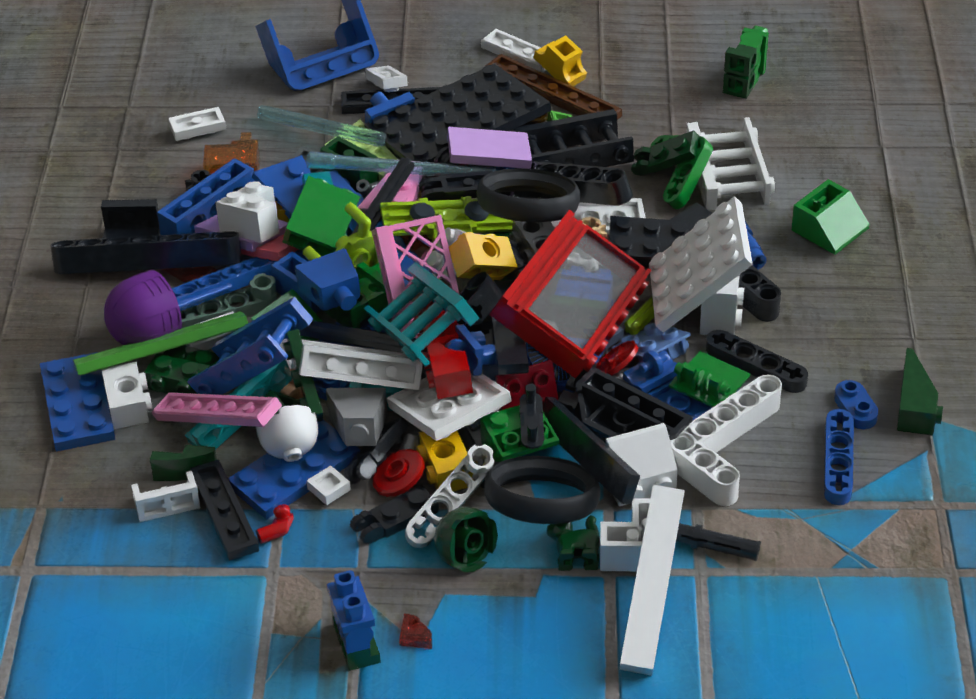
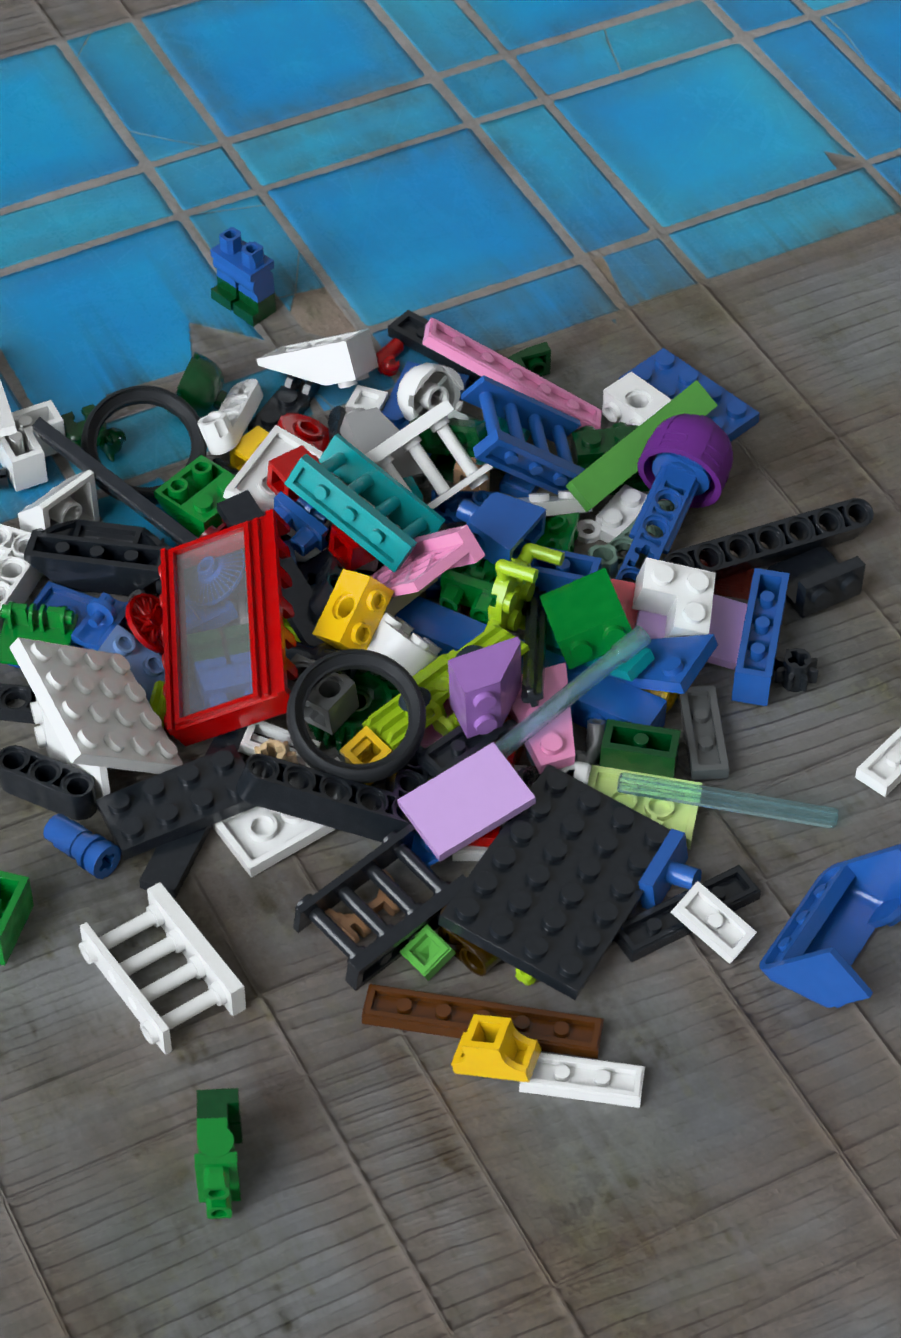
camera: 150 degrees right, 5 degrees up
(166, 500) = (514, 332): white hinge -> none
(244, 150) = (790, 717): clear orange hinge -> none
(343, 521) = (326, 360): none -> white slope
(414, 633) = (194, 323): clear red tile -> none
(432, 168) = (485, 686): none -> medium lavender slope
(531, 418) = (189, 487): black piece -> none
(665, 154) = (245, 919): dark green hinge -> none
(681, 186) = (201, 922): green beam -> none

